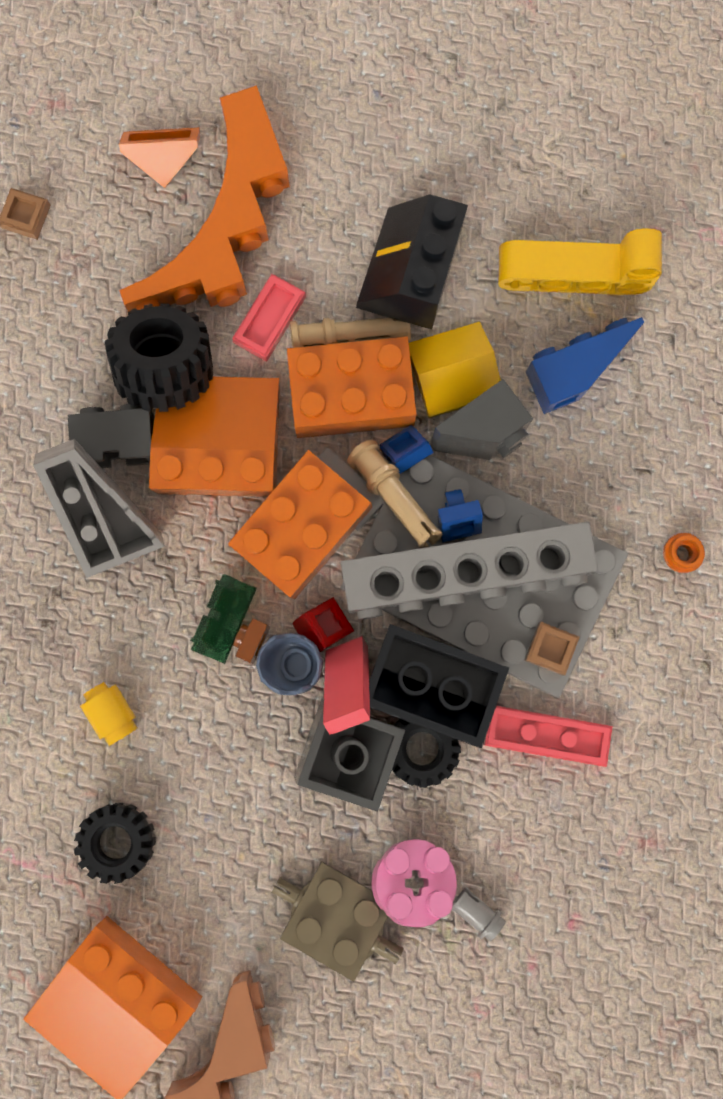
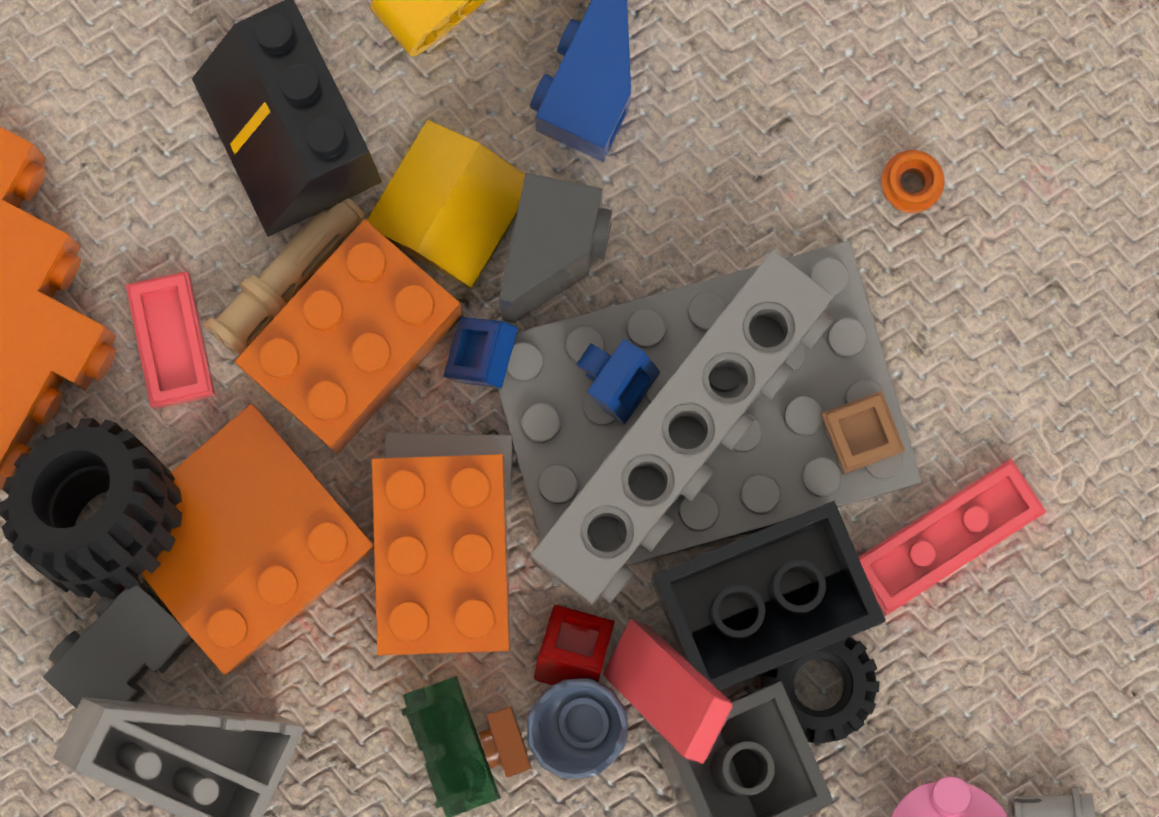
camera: 40 degrees left, 0 degrees up
(384, 481) = (490, 414): tan pin -> none

